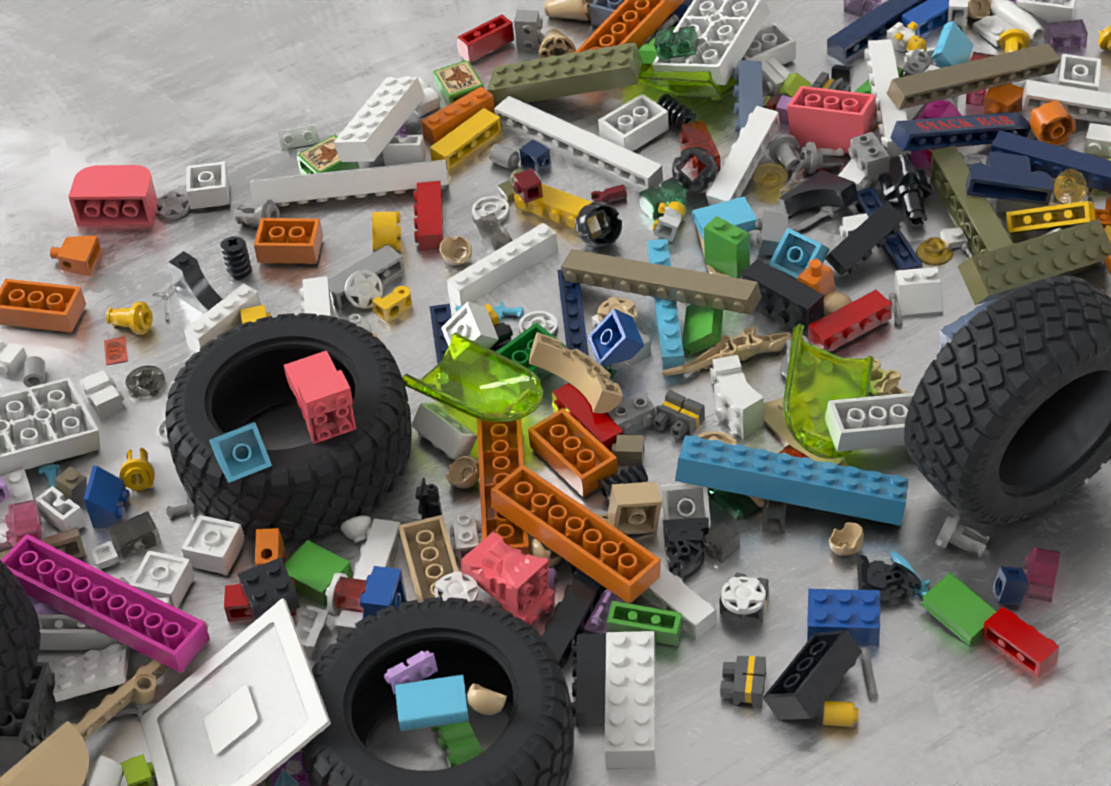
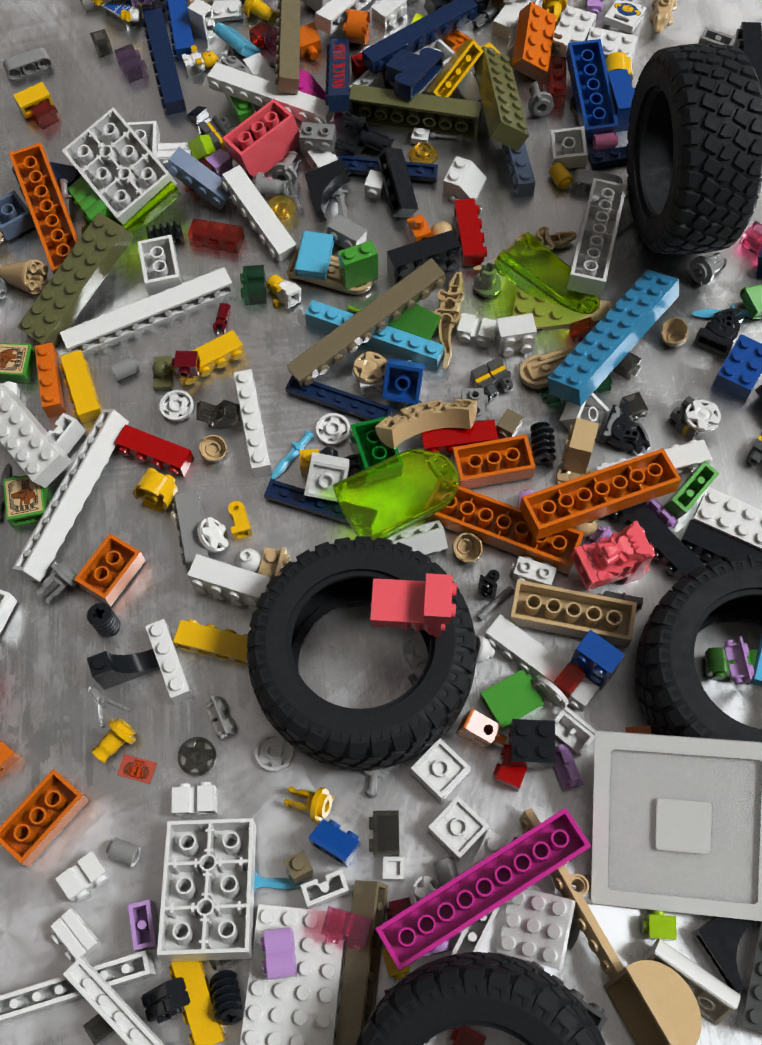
camera: 65 degrees left, 20 degrees up
(240, 452) = (424, 699): medium azure slope -> none
(456, 586) = (607, 602): white wheel -> none
(535, 156) = (141, 346): dark blue brick -> none
(609, 224) = (261, 337): black piece -> none
(676, 44) = (116, 187): clear green brick -> none
(703, 179) = (238, 248): black piece -> none
(795, 253) = (388, 228): medium azure brick -> none
(1076, 186) = (441, 44): clear yellow piece -> none

